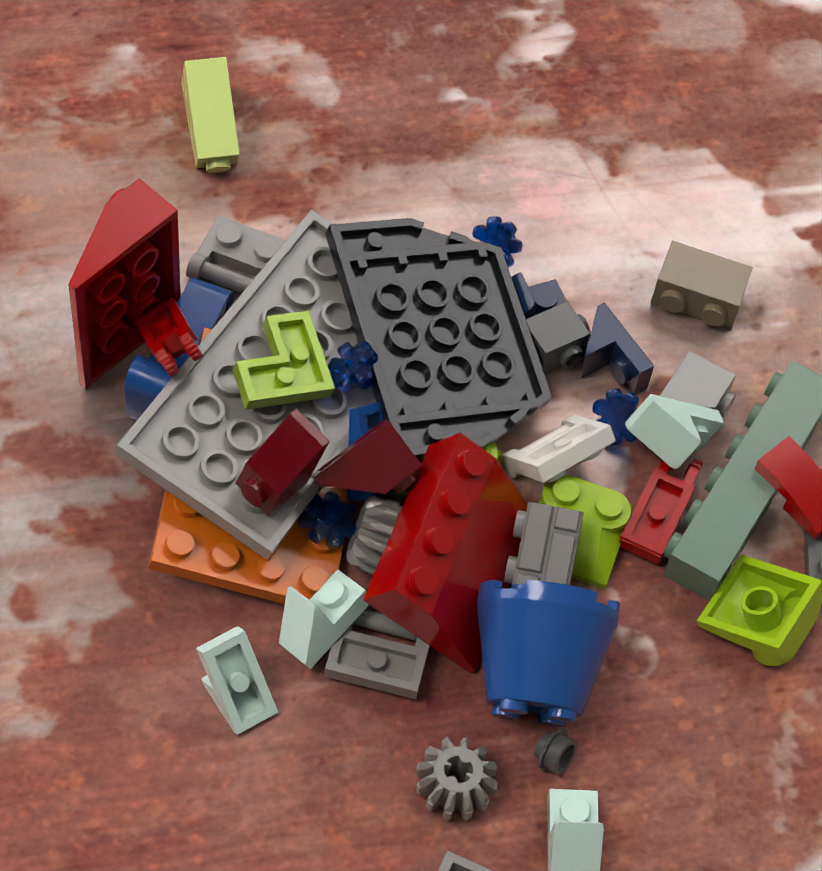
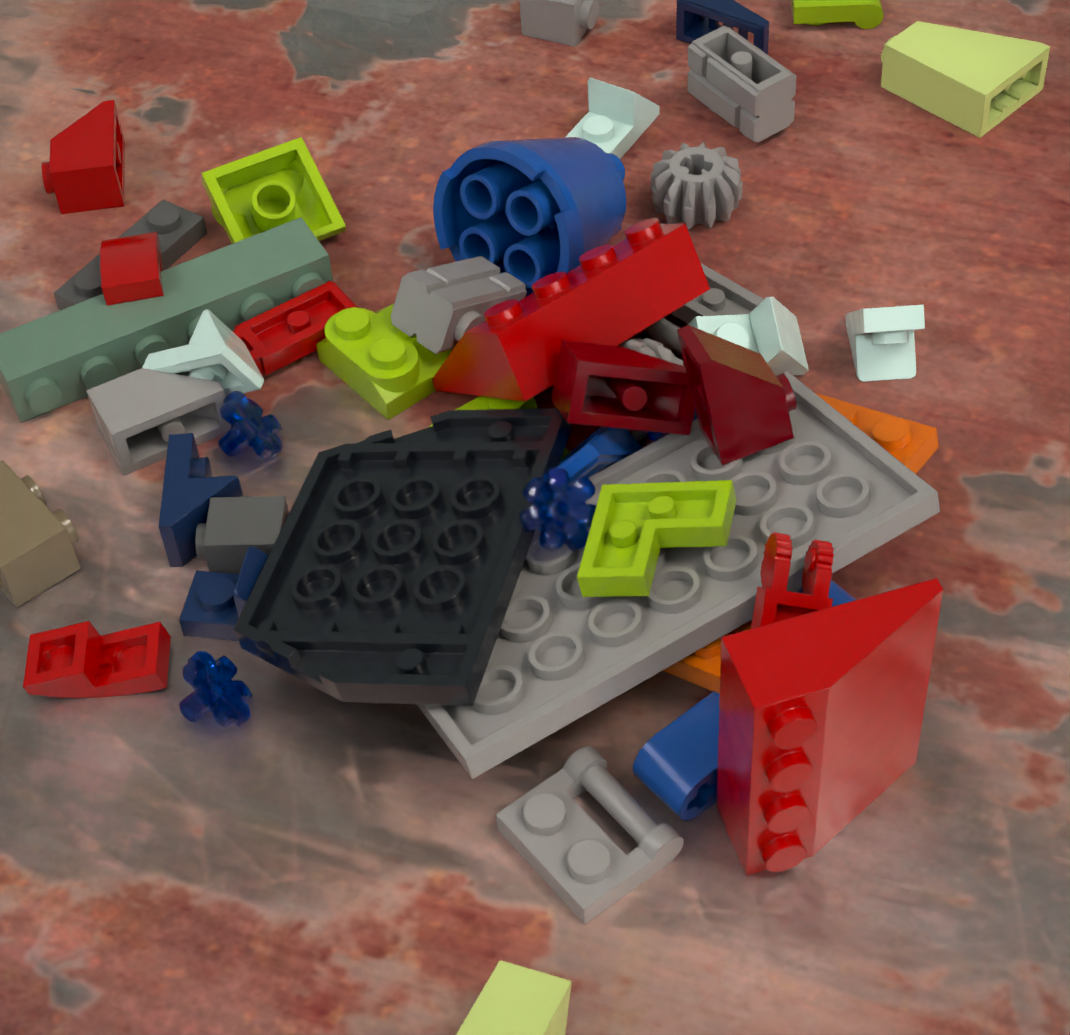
camera: 140 degrees left, 10 degrees down
(549, 456) = (353, 385): white plate -> none
(587, 243) = (84, 664): none -> red slope

